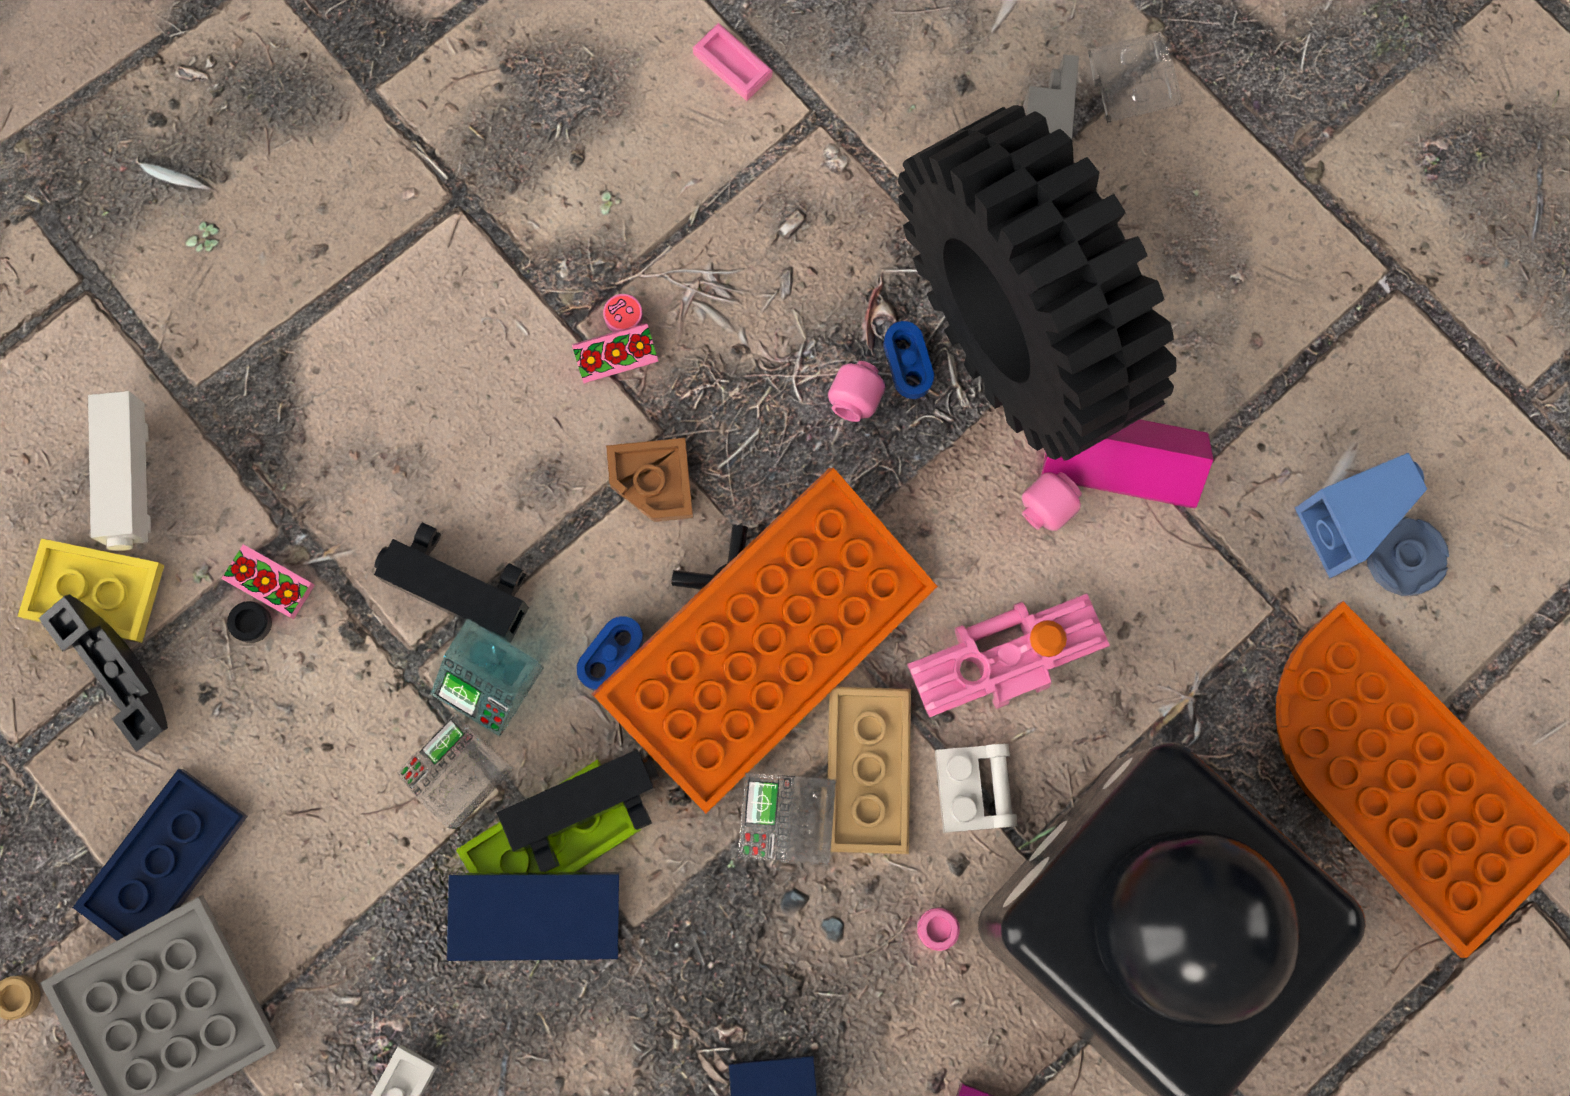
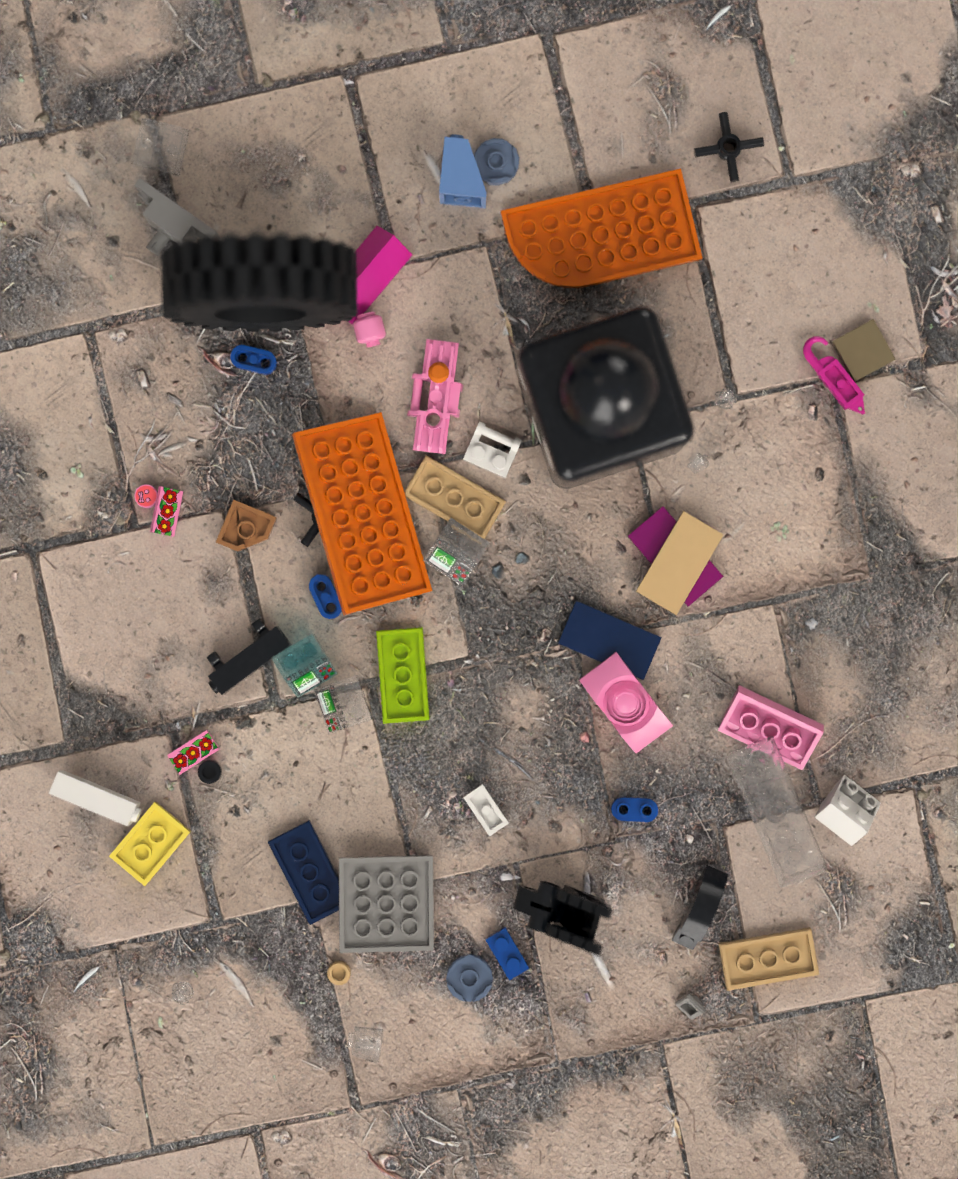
camera: 60 degrees left, 10 degrees up
(112, 664) = (198, 849): black slope -> none
(533, 916) = (436, 701): dark blue tile -> none
(578, 801) = (392, 649): black brick -> none
(732, 61) = (32, 360): bright pink tile -> none
(856, 391) = (256, 396): bright pink head -> none
(938, 929) = (549, 507): bright pink tile -> none

